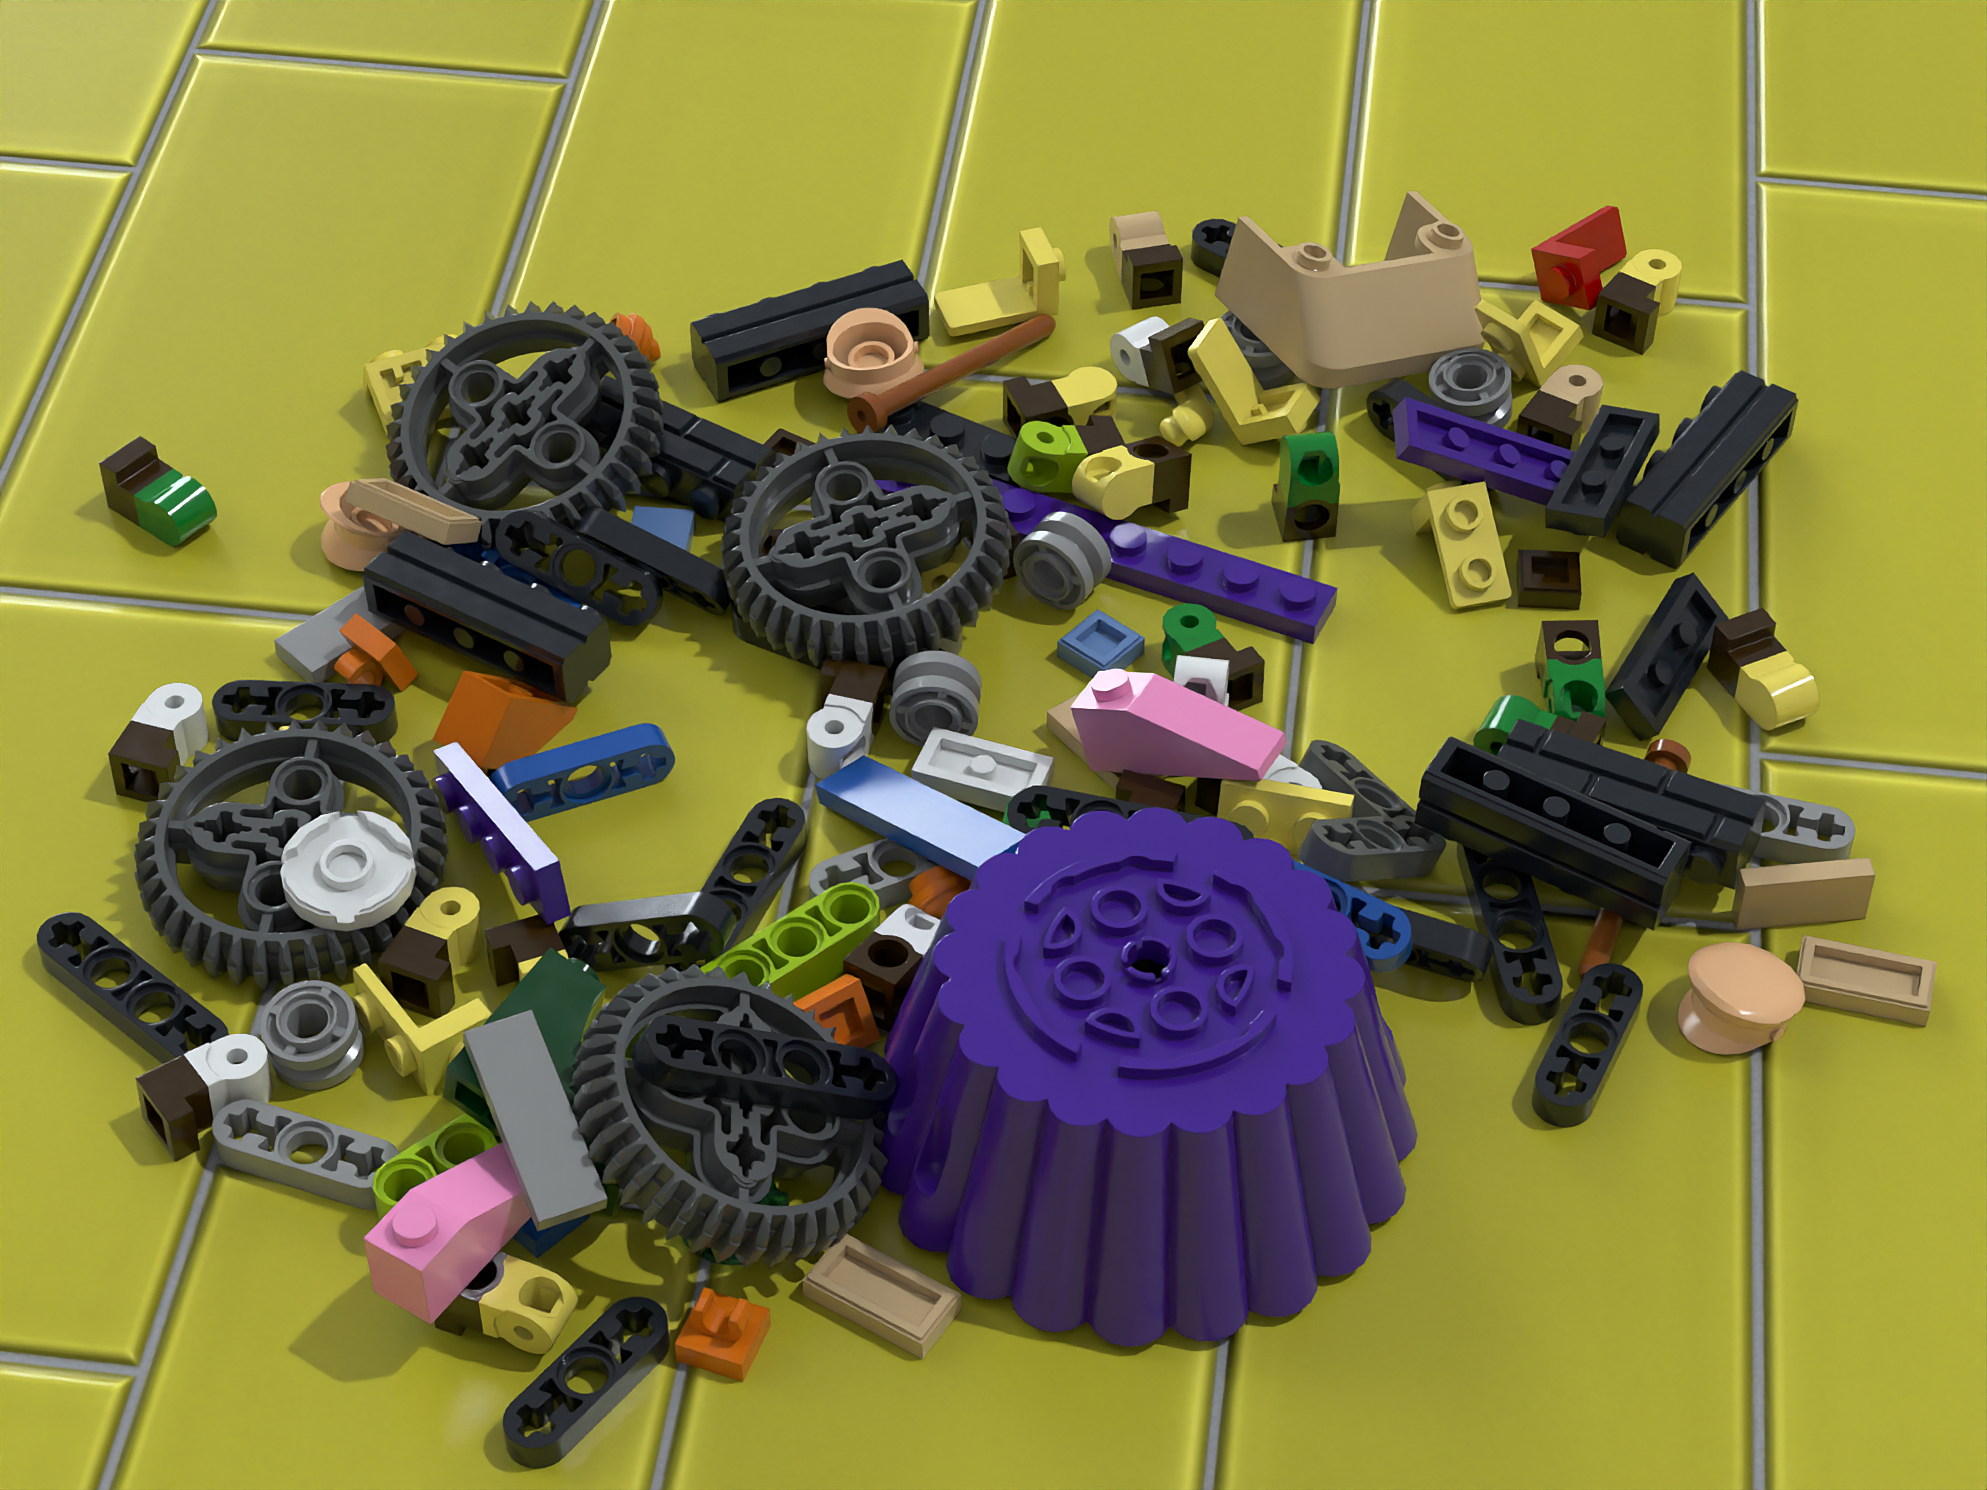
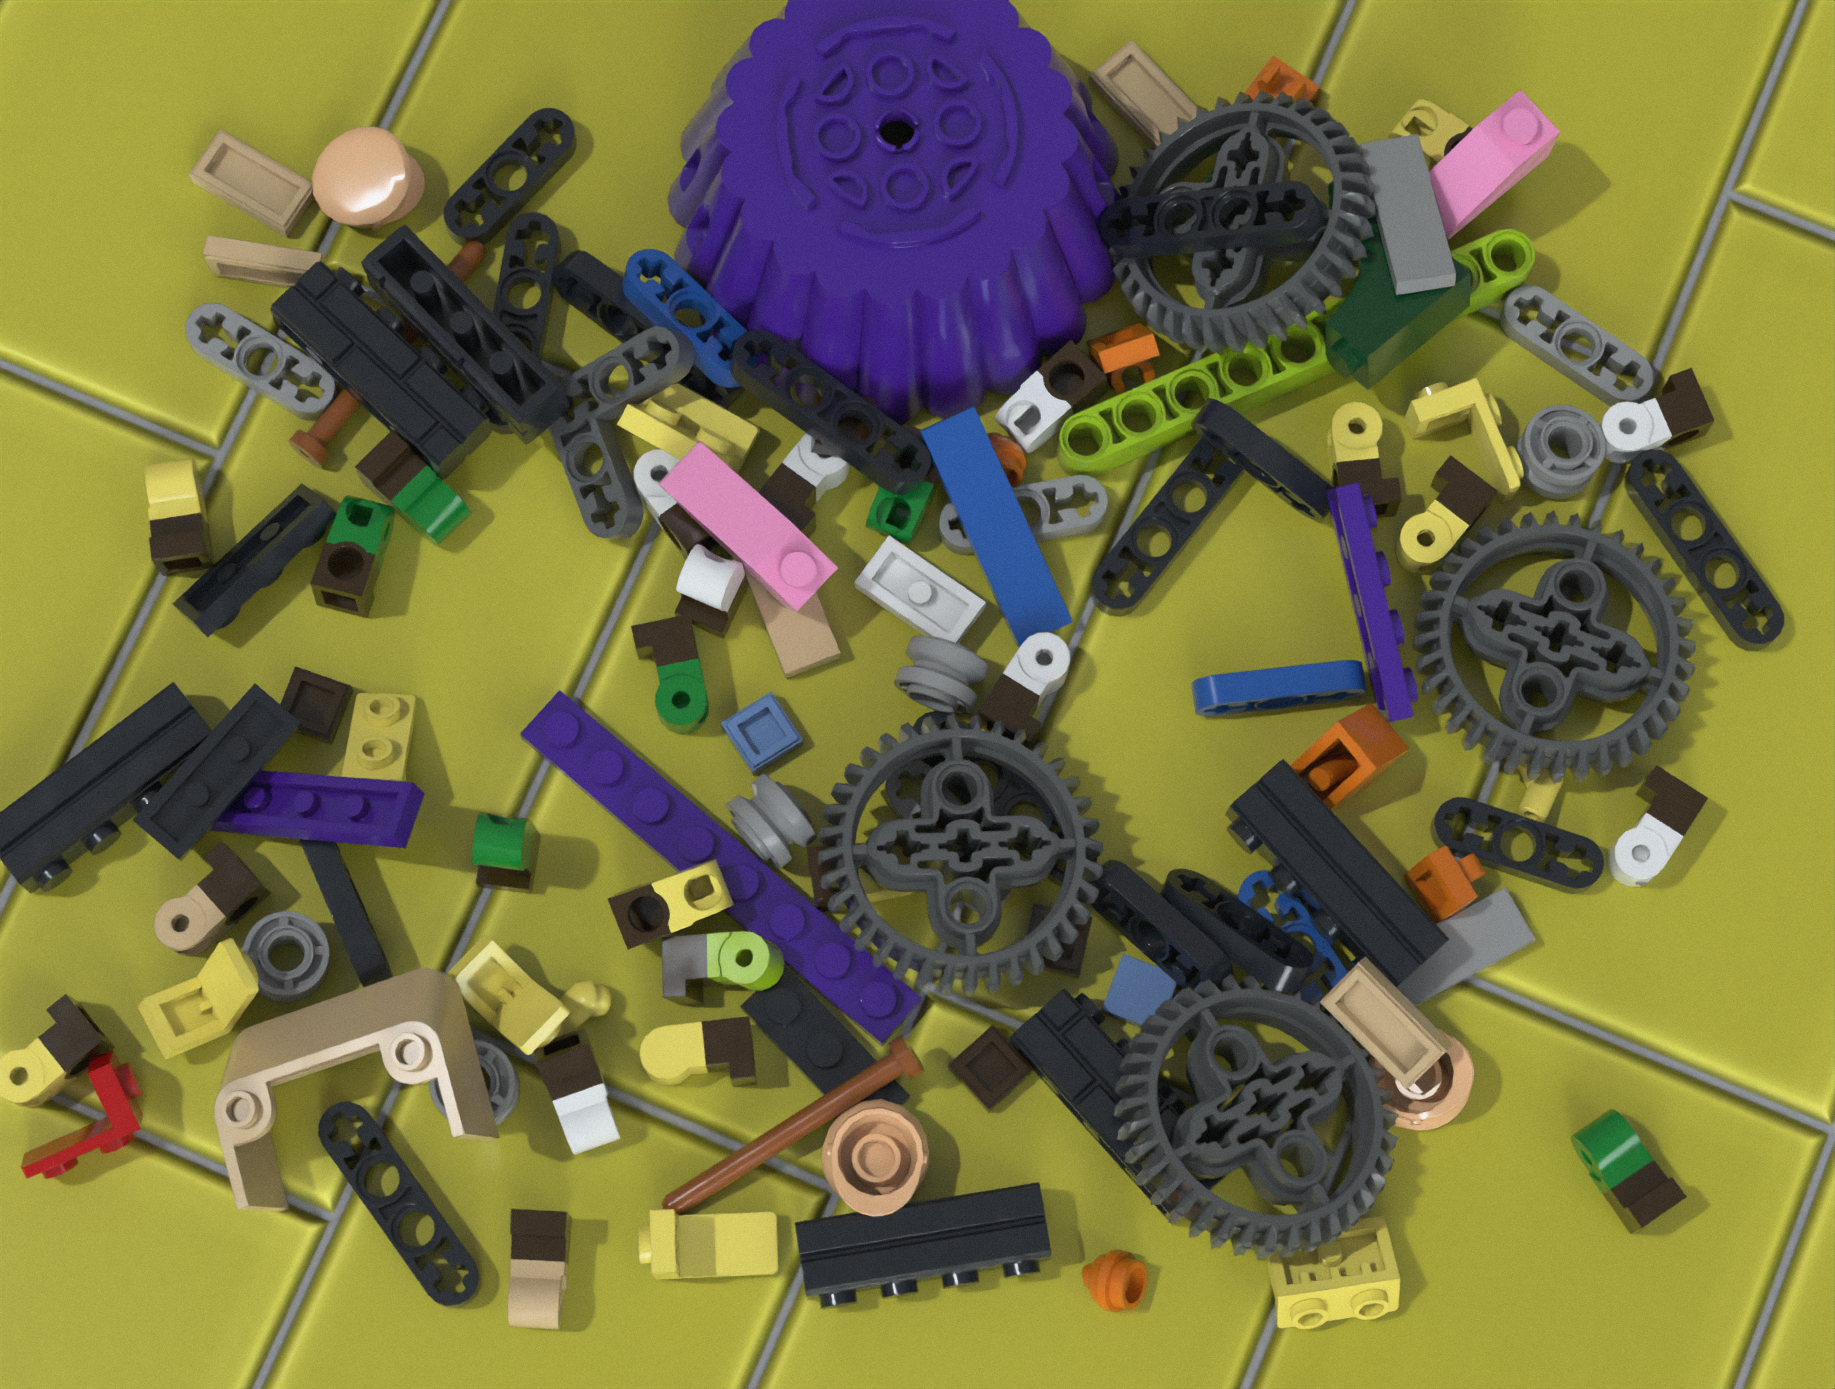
camera: 165 degrees left, 30 degrees up
(347, 870) = (1513, 572): white tile -> none
(578, 1411) = (1414, 45): black beam -> none

